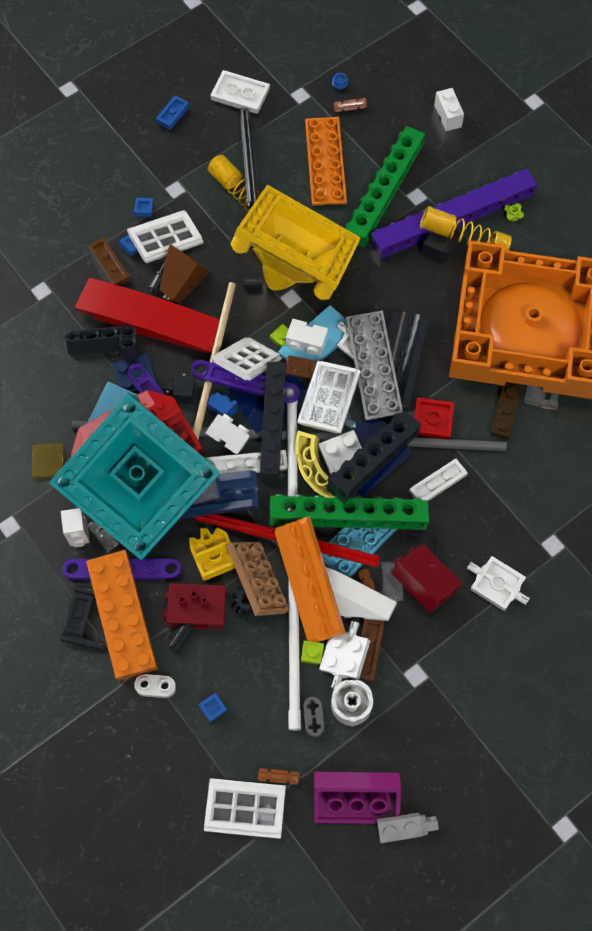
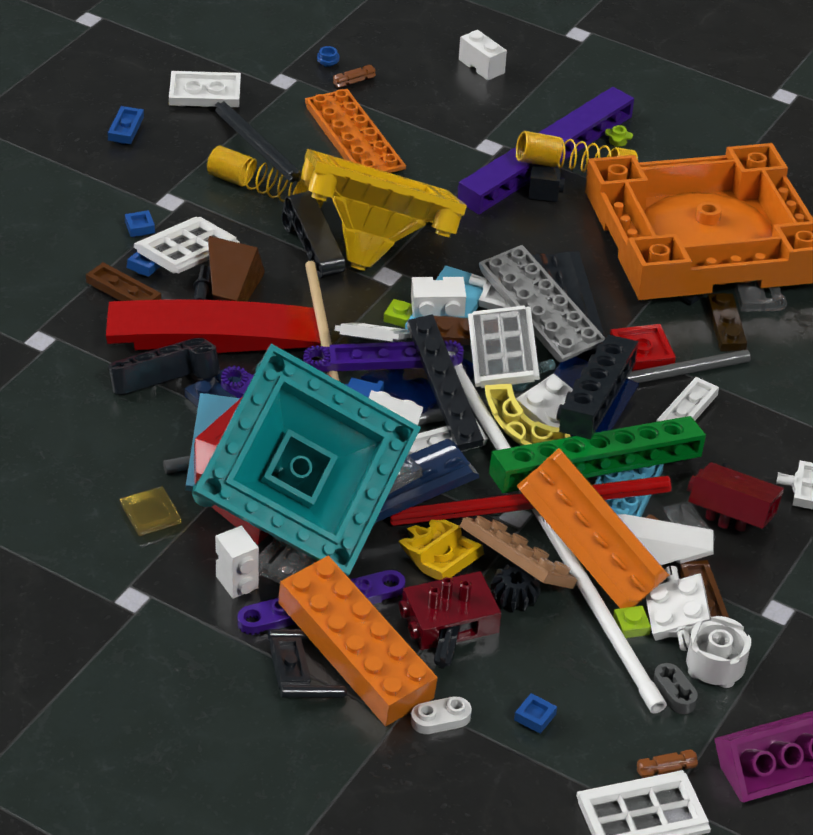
camera: 25 degrees left, 25 degrees down
(399, 162) = (446, 133): green brick -> none

